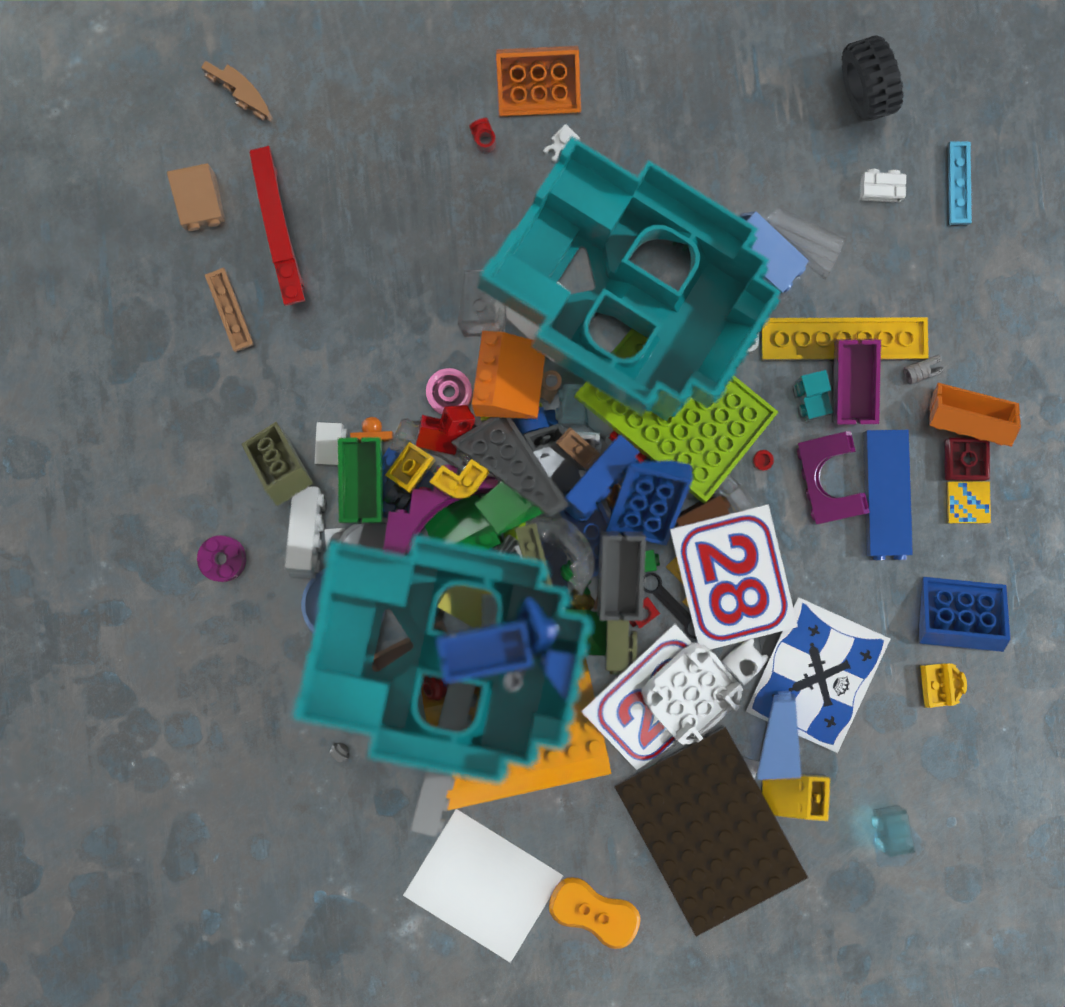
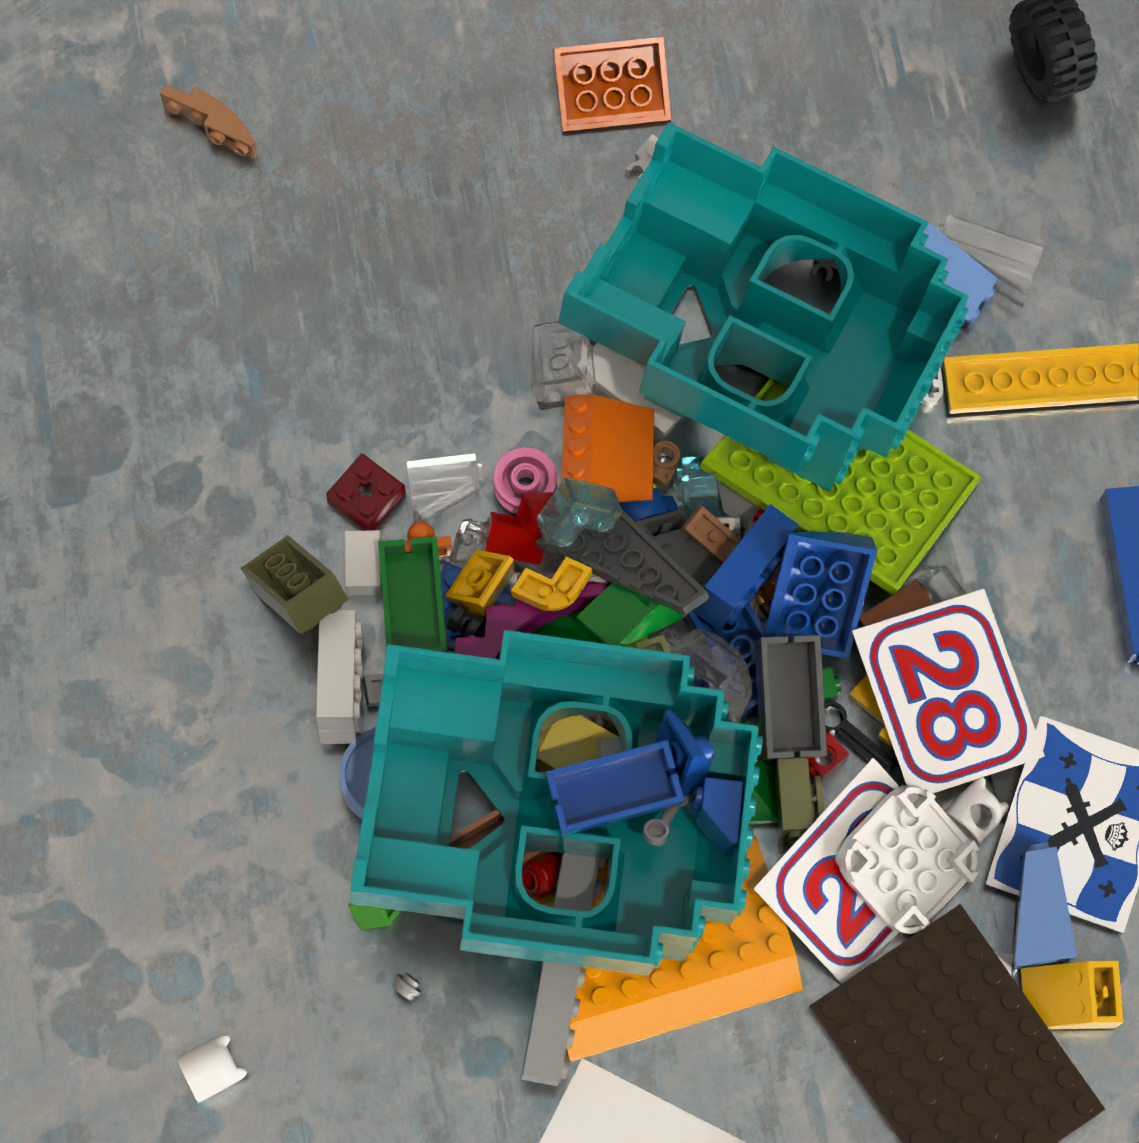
camera: 10 degrees left, 15 degrees down
(196, 196) = (161, 253): medium nougat slope -> none
(200, 800) = (210, 1068): none -> white piece
(209, 553) = (207, 714): magenta wheel -> none
(229, 310) = (213, 397): medium nougat plate -> none
(275, 226) = (275, 284): red slope -> none
(331, 378) = (366, 510): none -> dark red brick
(388, 389) = (442, 483): none -> clear slope
(480, 129) = (541, 147): red piece -> none
(482, 425) = (577, 507): none -> clear light blue brick
(763, 460) = (967, 543): red tile -> none
(813, 395) = (1025, 448): teal brick -> none
(814, 455) = (1039, 527): magenta arch -> none
(856, 381) = (1083, 425): magenta piece -> none
(883, 186) = (1084, 183): white brick -> none

